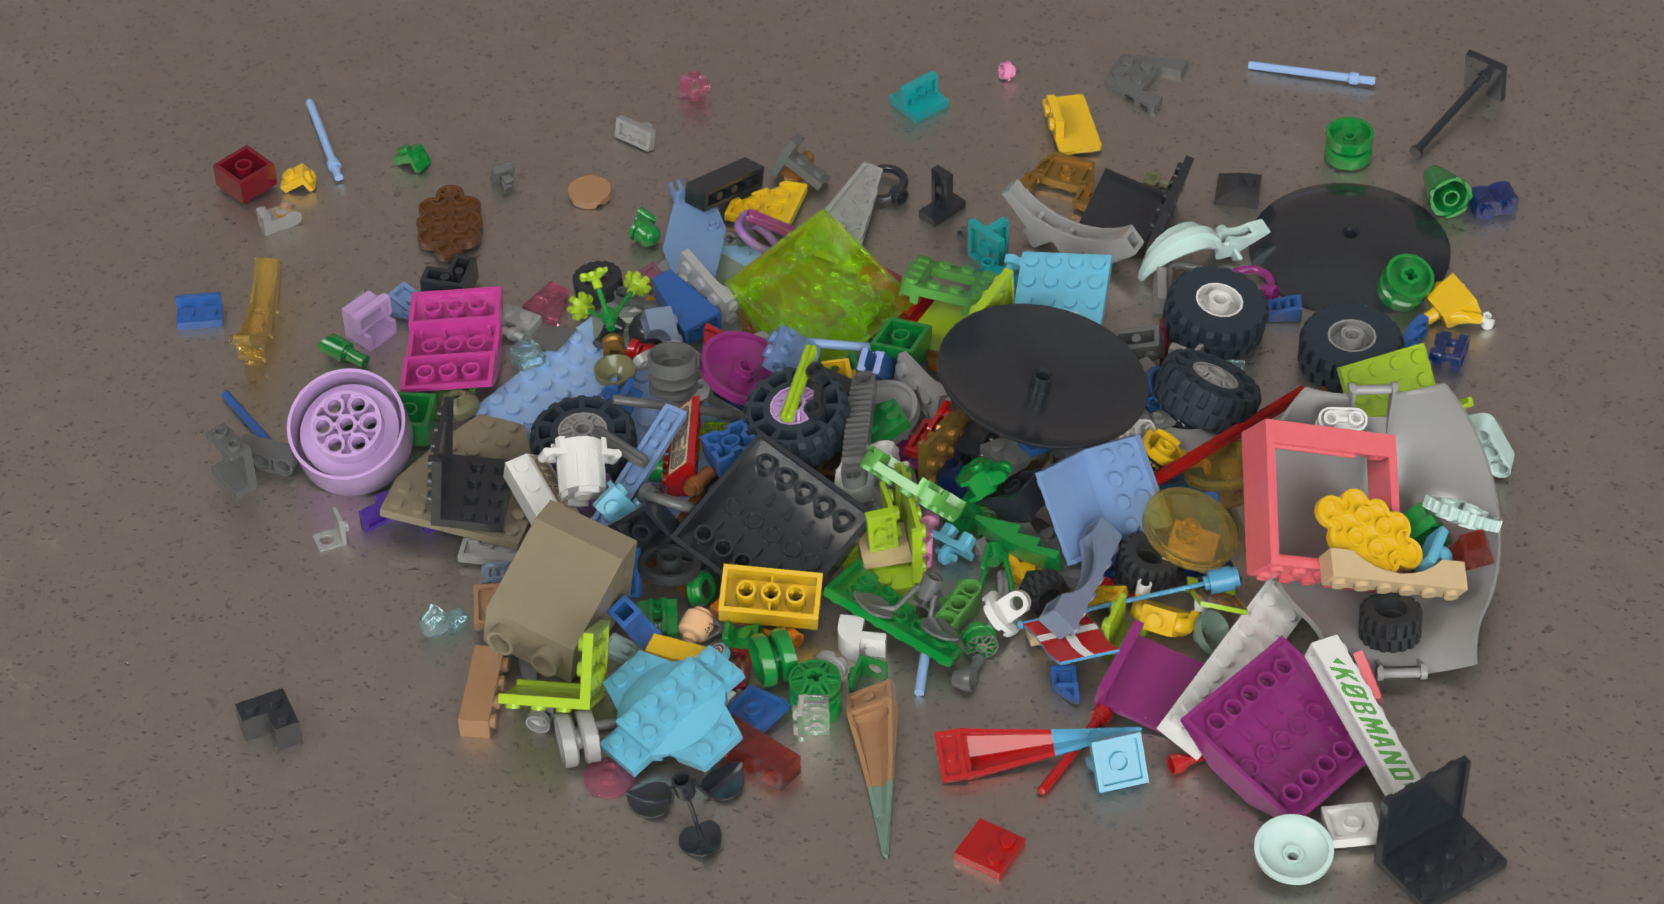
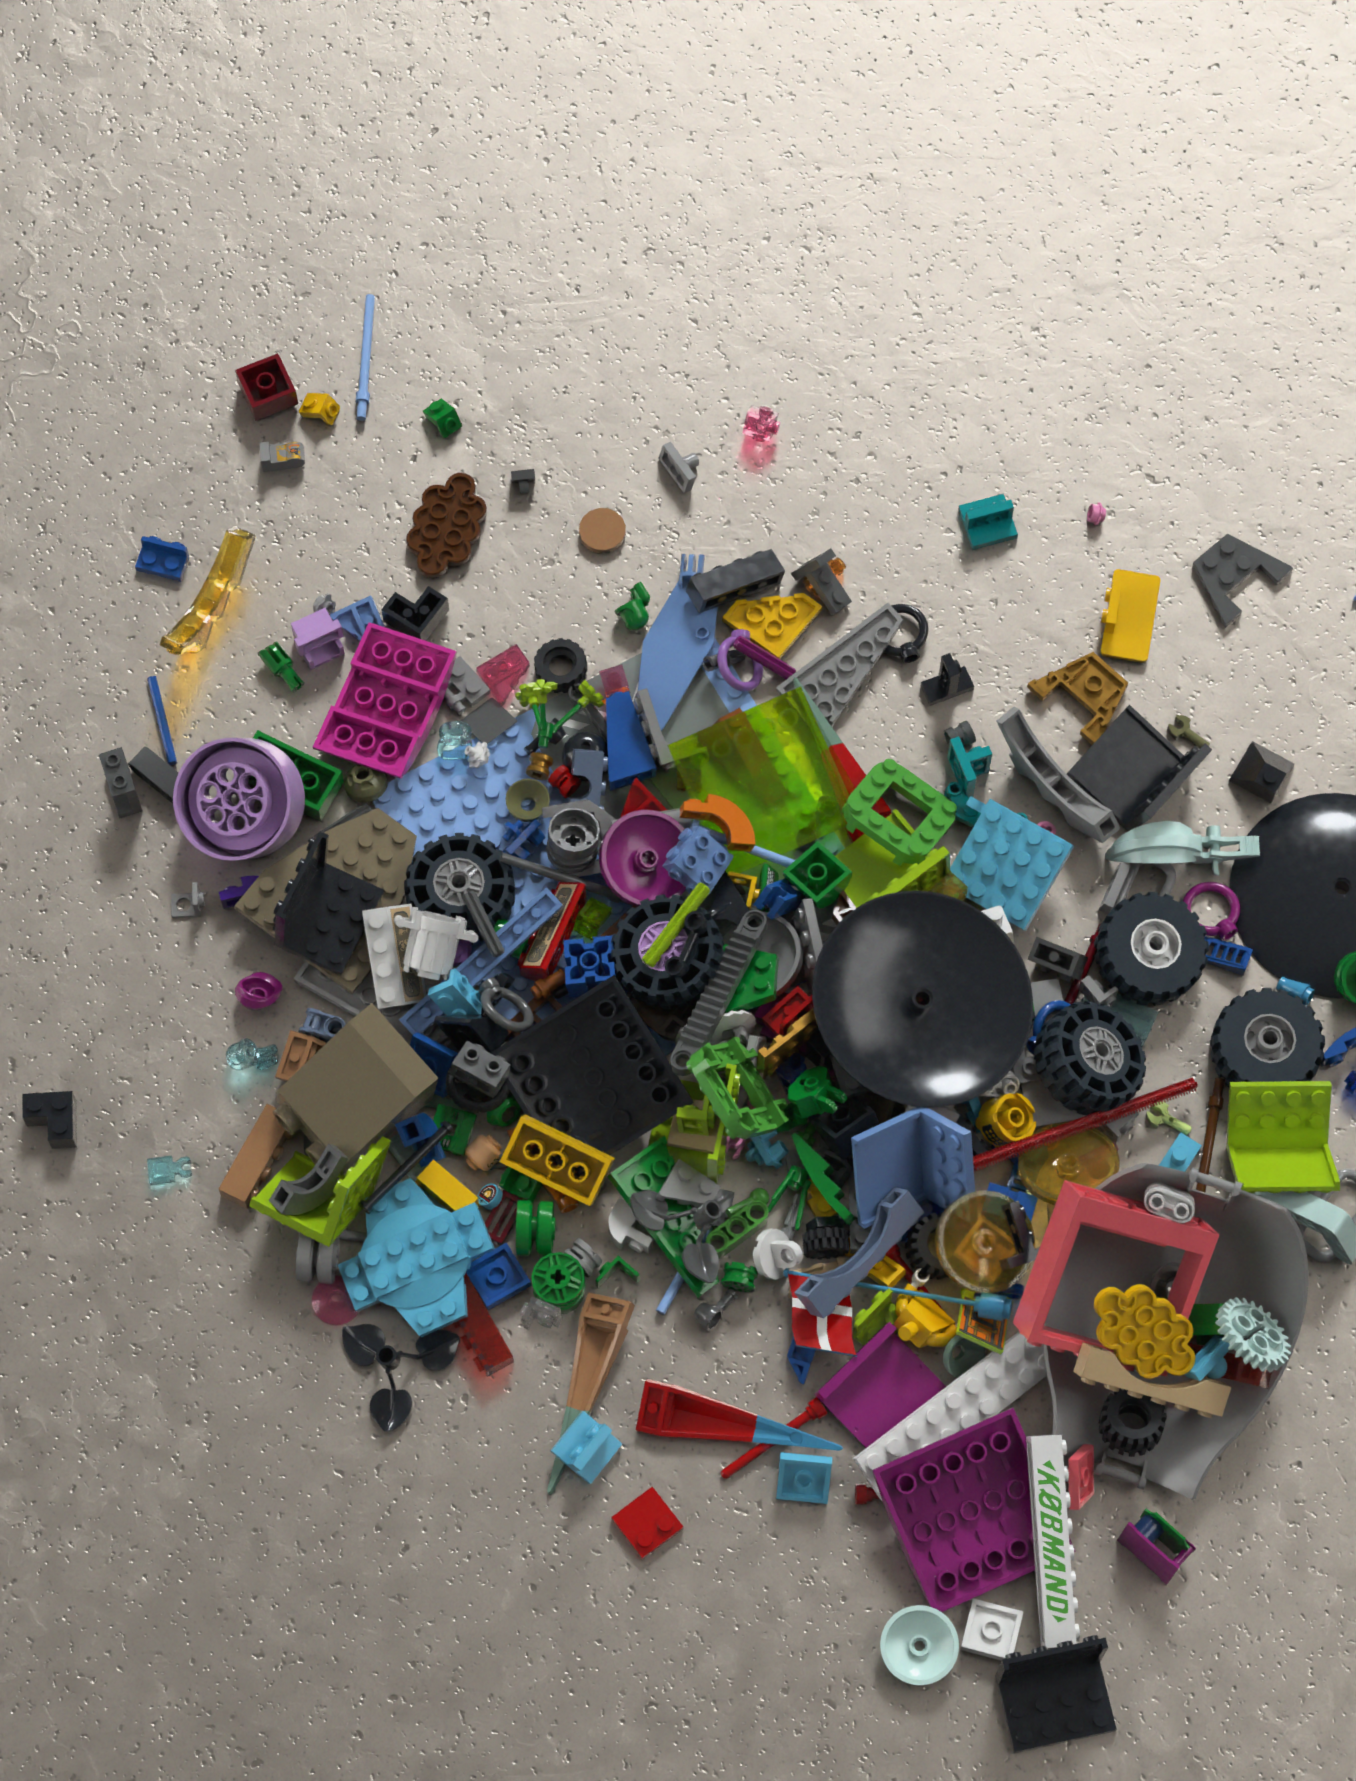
camera: 20 degrees right, 25 degrees up
(398, 730) = (163, 1169): none -> clear light blue plate
(427, 576) = (258, 991): none -> magenta hat
(554, 355) = (477, 755): none -> white plant
(556, 670) = (314, 1188): none -> dark grey arch
(655, 606) = (413, 1160): none -> black bar
(669, 543) = (480, 1069): none -> dark grey brick
(802, 318) = (727, 816): none -> orange arch
(896, 583) = (687, 1186): none -> light grey wing
(904, 805) = (586, 1447): none -> medium azure bracket
(1217, 508) = (1020, 1234): none -> black bracket
(1461, 711) = (1141, 1538): none -> piece

